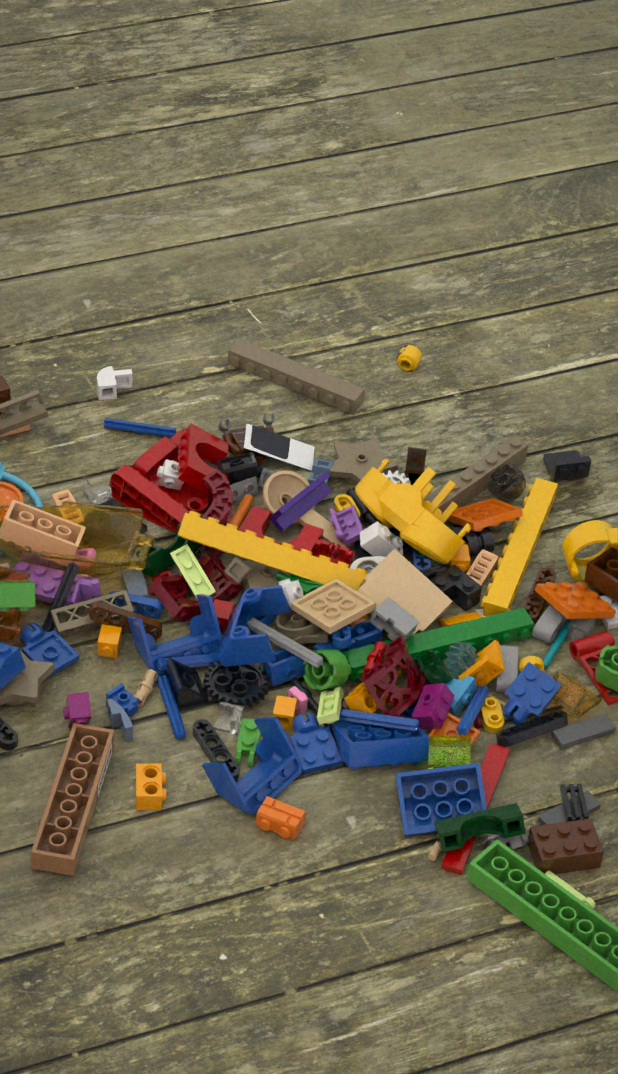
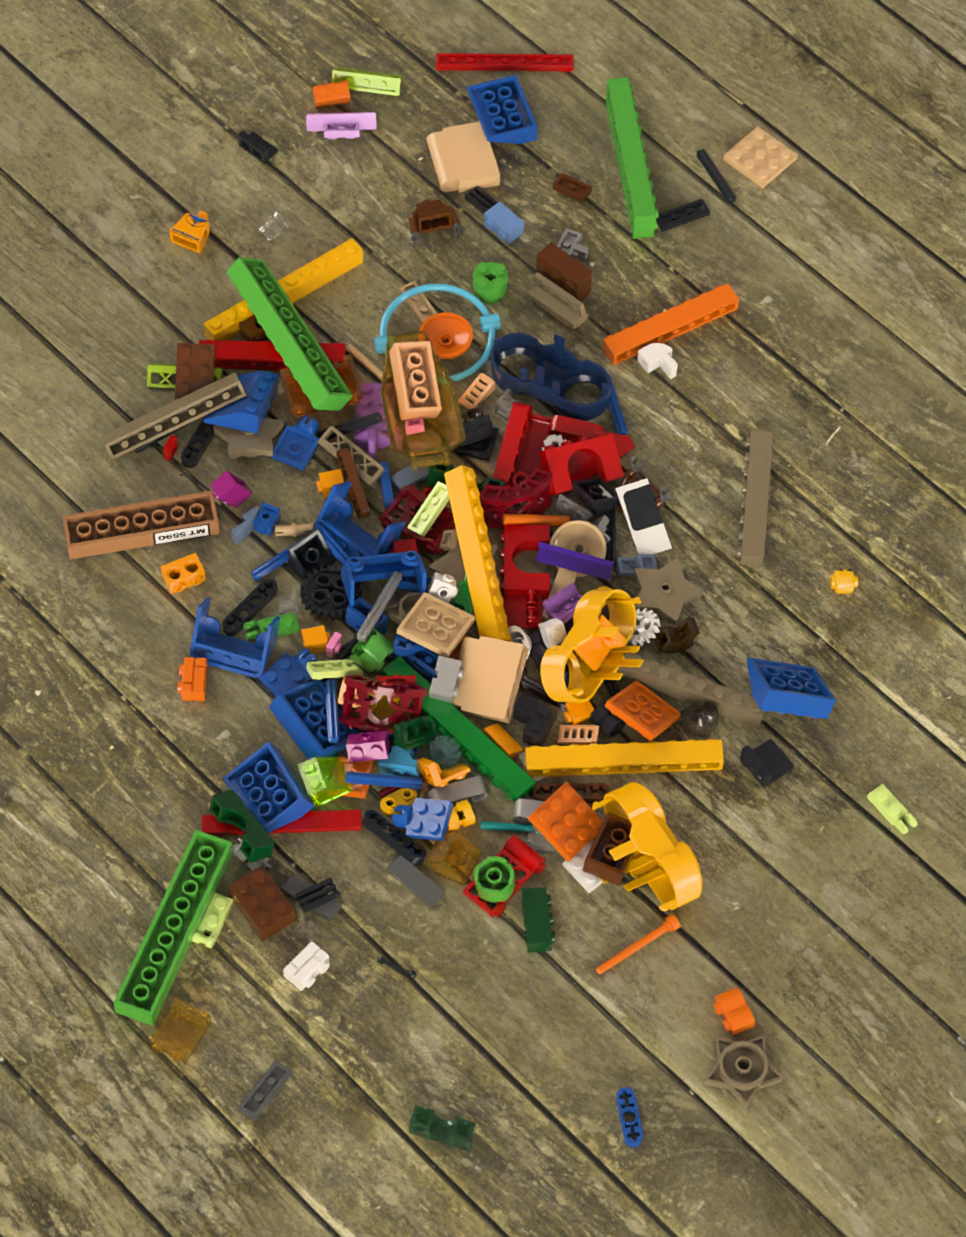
camera: 70 degrees right, 15 degrees up
(77, 363) = (670, 323): none -> orange brick
(83, 445) = (555, 373): none -> dark blue piece
(508, 418) = (789, 688): none -> blue slope

